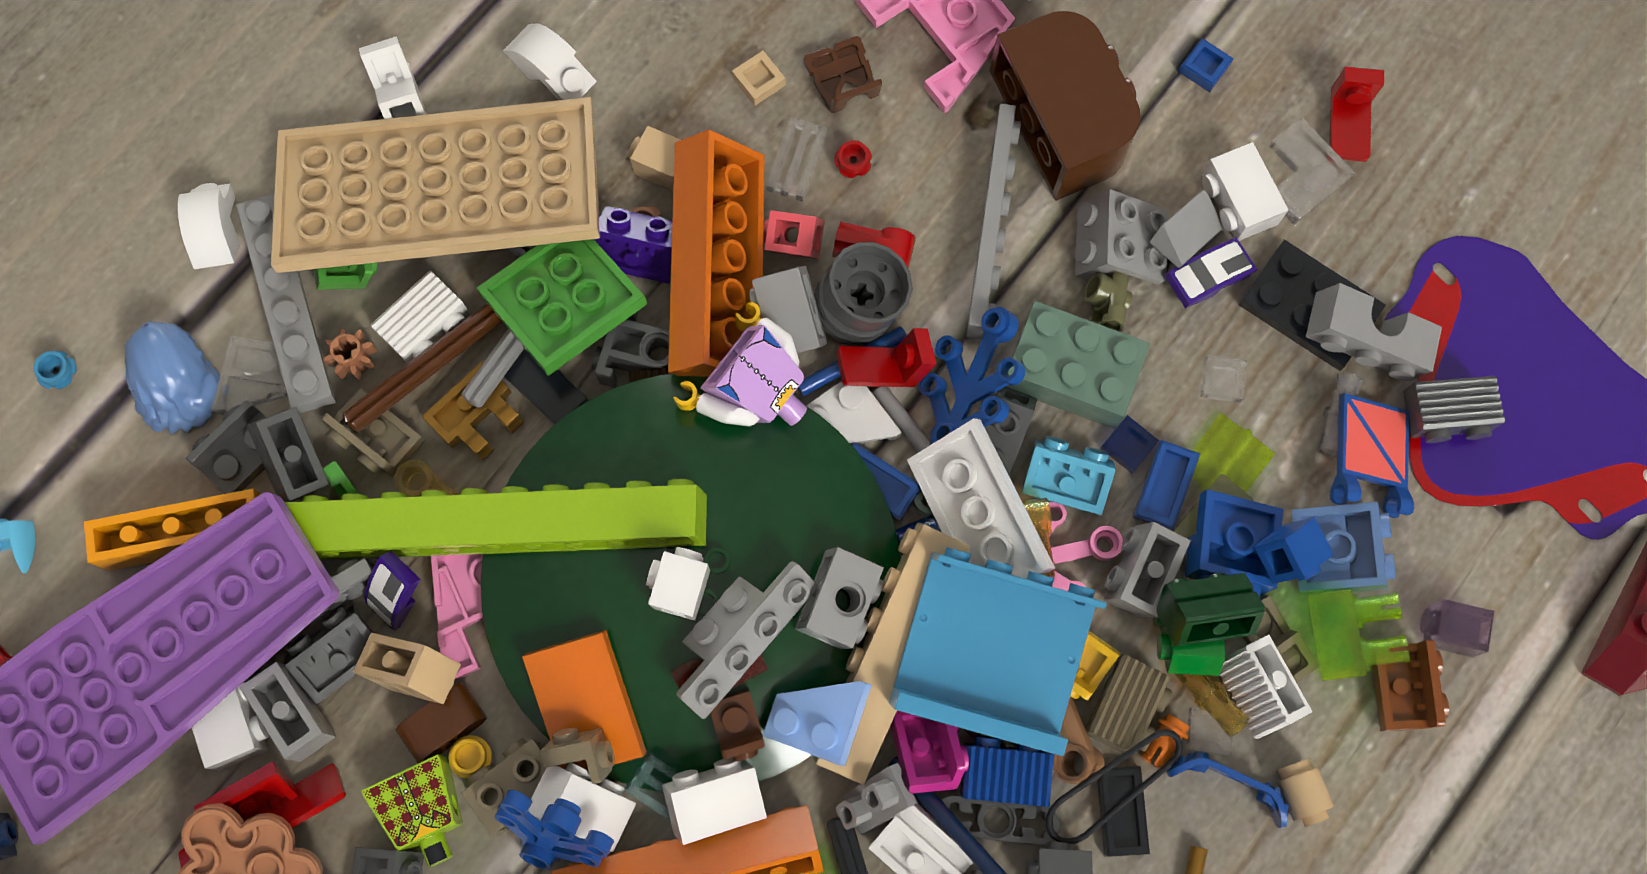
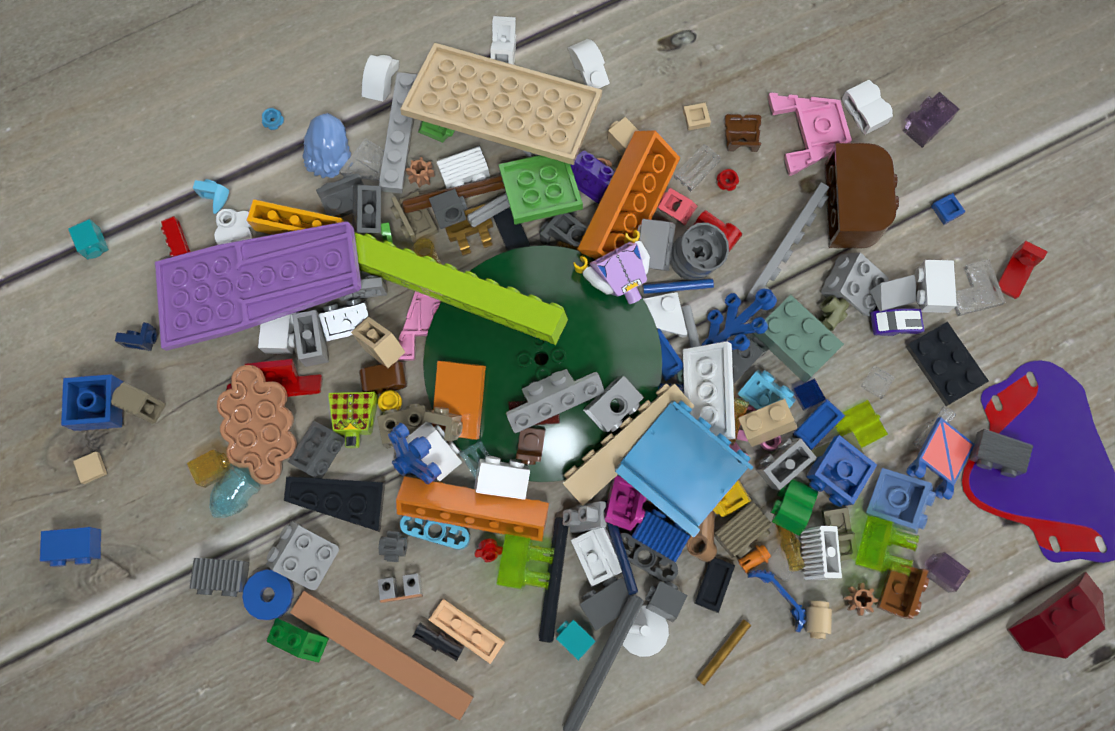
camera: 30 degrees right, 0 degrees up
(74, 587) = (233, 231): none -> white plate
(391, 590) = (387, 299): slope -> none
(425, 395) = (448, 208): none -> dark grey brick
(678, 583) = (532, 356): white brick -> none
(819, 719) = (574, 461): light blue wing -> none
(888, 366) = (695, 296): red bracket -> none
(1049, 817) = (712, 557): black piece -> none
(1092, 519) = (768, 423): none -> tan brick
(1209, 609) = (809, 497): dark green brick -> none
(1294, 551) = (871, 488): blue brick -> none
(1345, 324) = (958, 380): light grey arch -> none
(1365, 726) = (854, 604): none -> nougat gear

